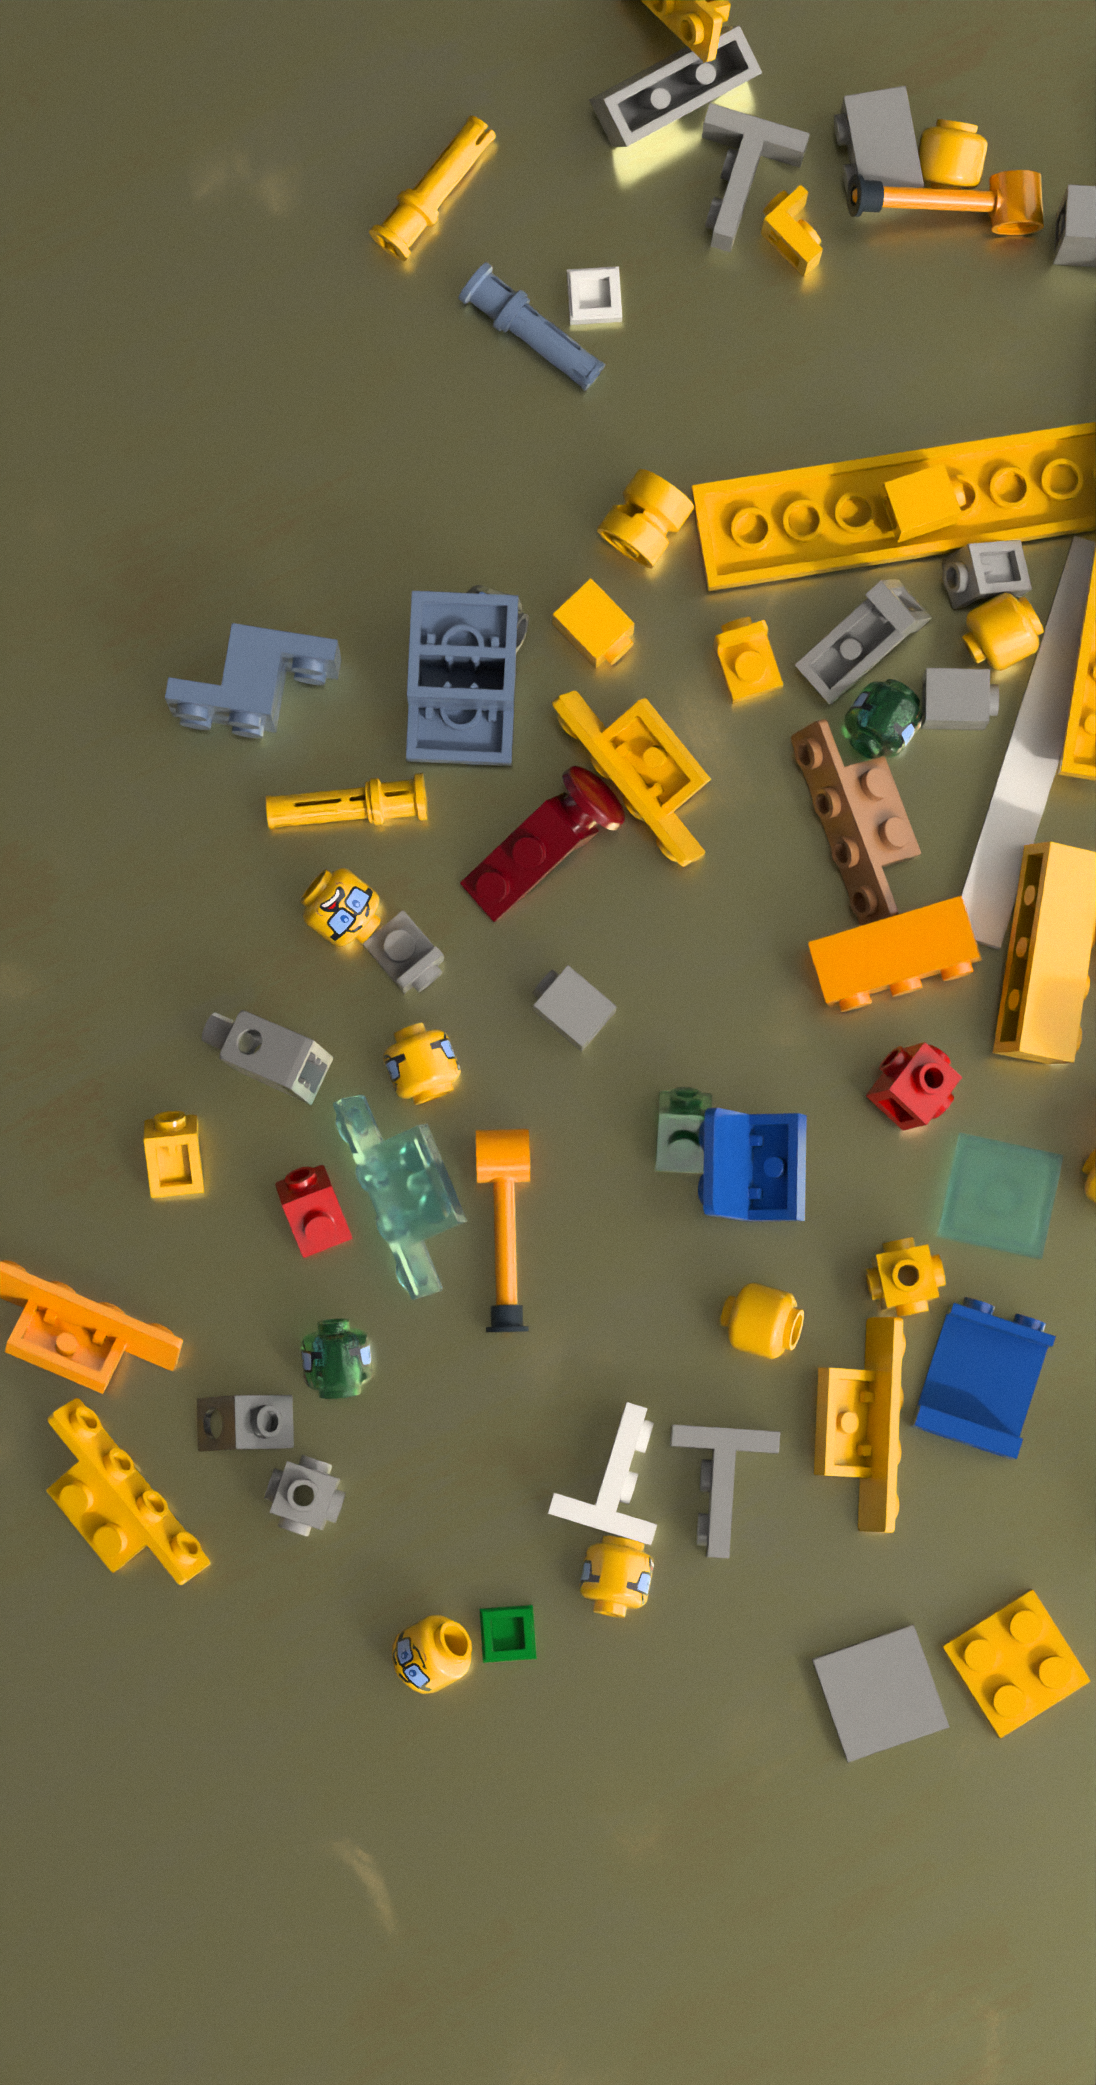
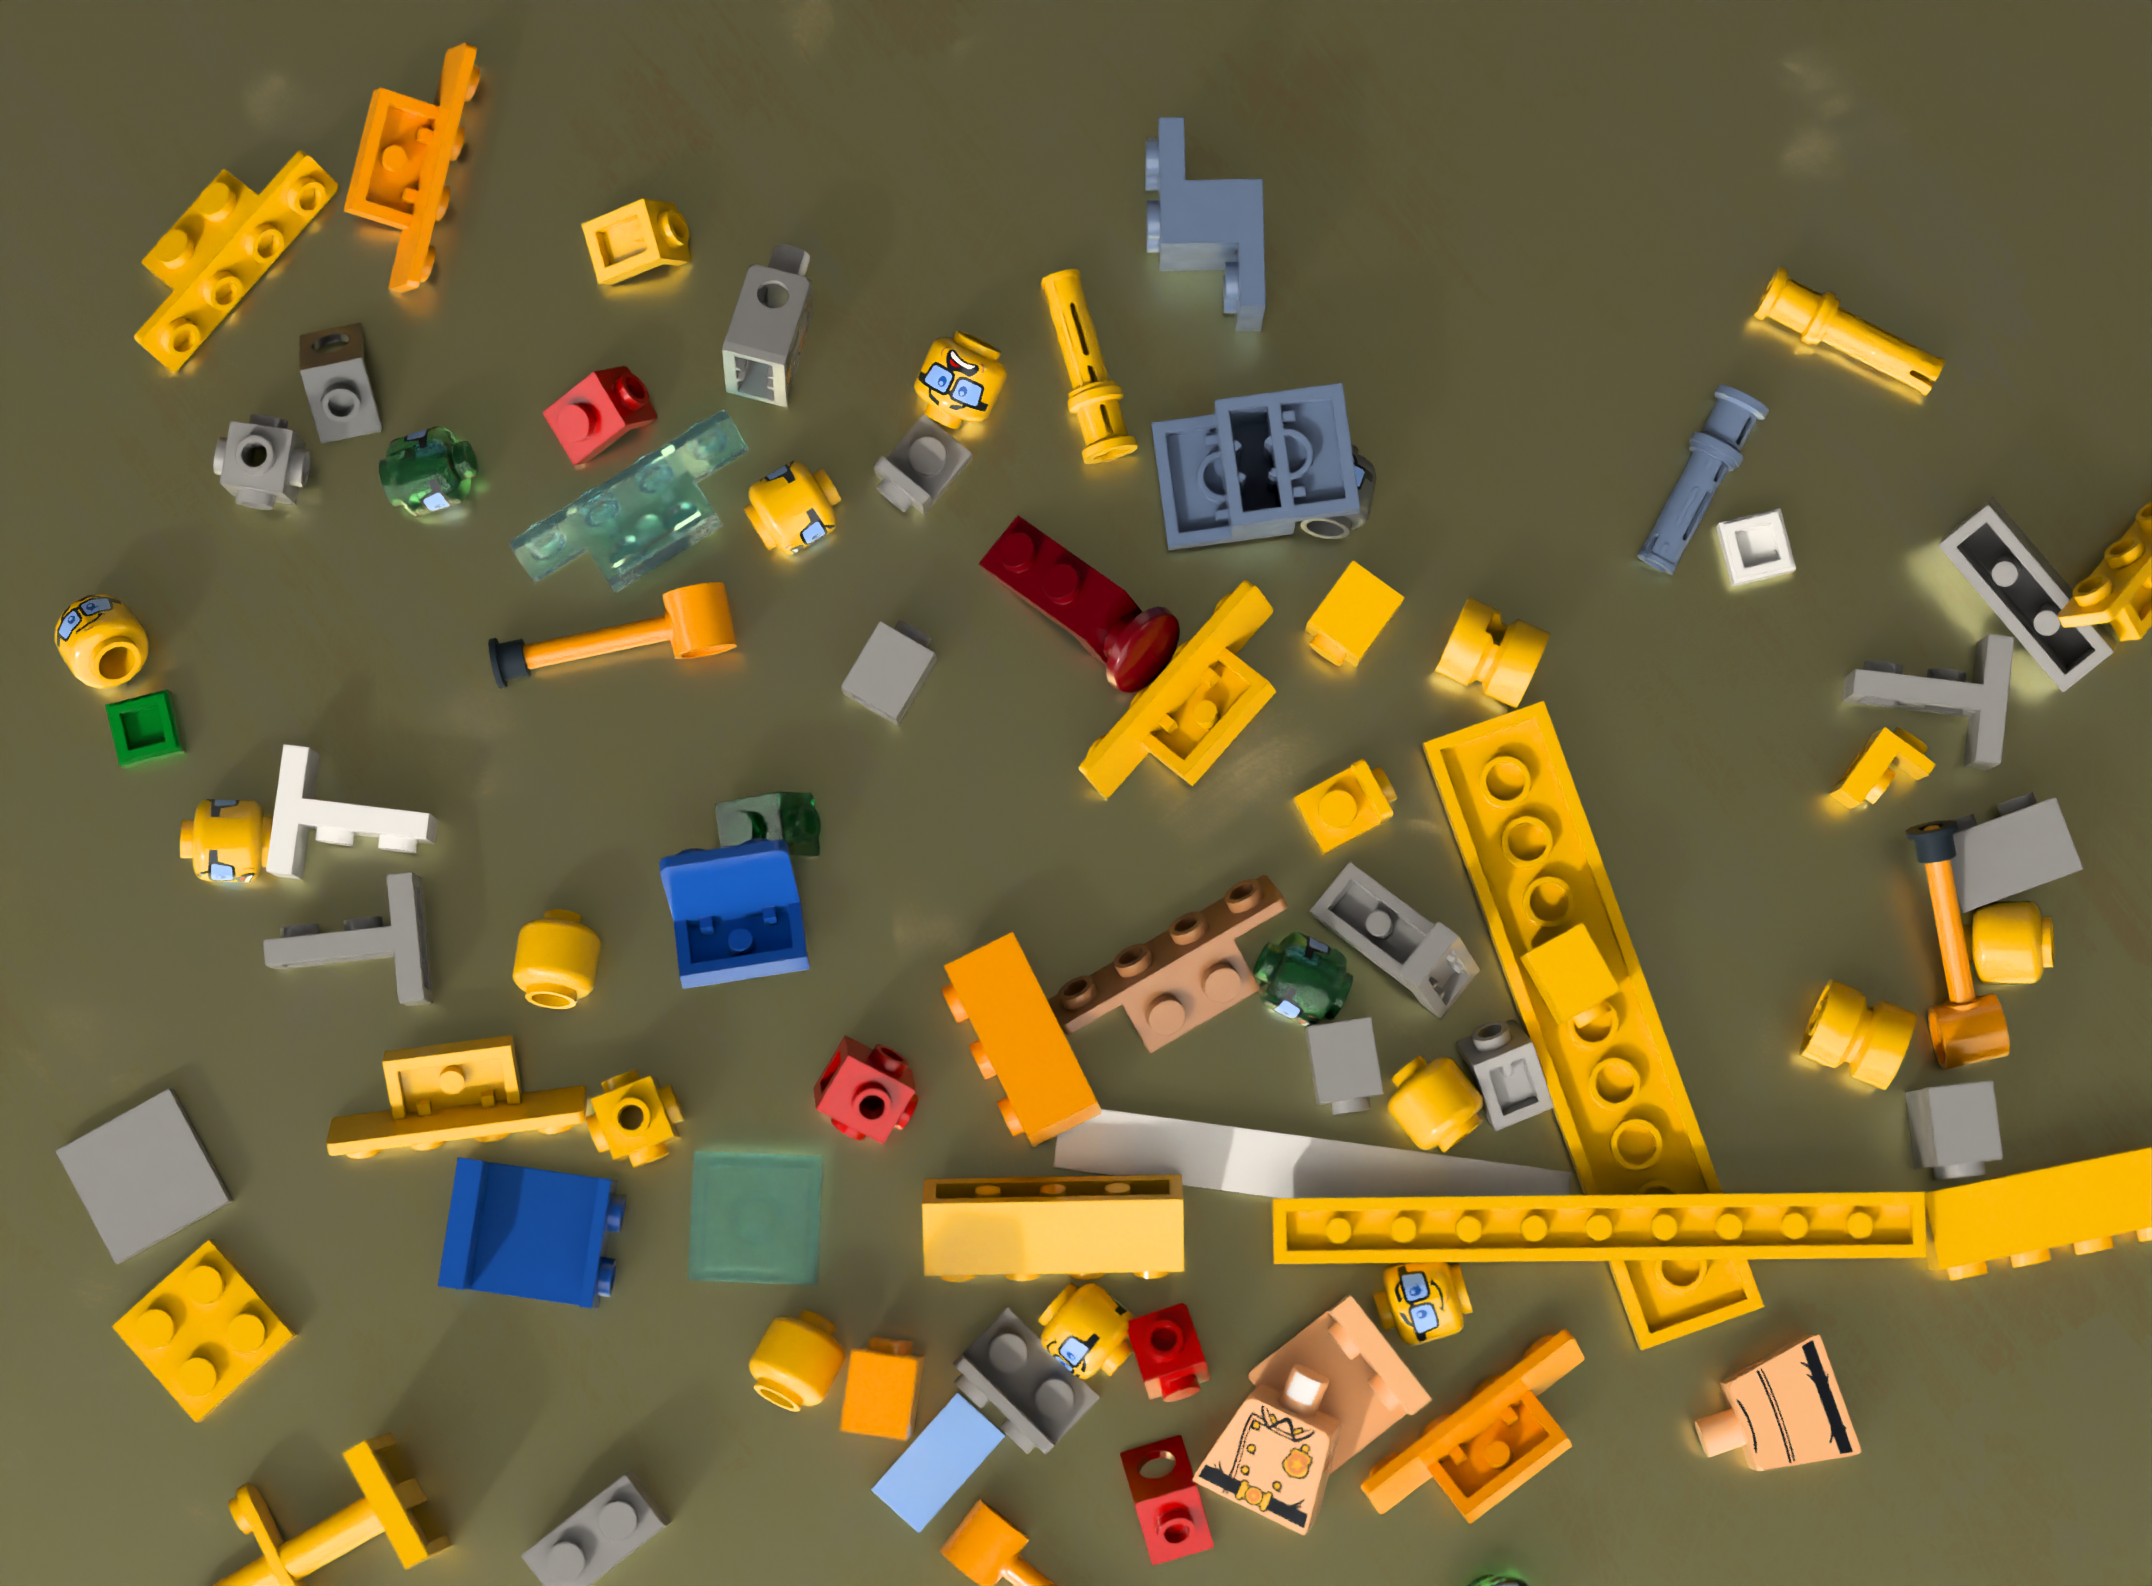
camera: 85 degrees right, 0 degrees up
(1009, 281) = (1863, 1036): none -> yellow wheel

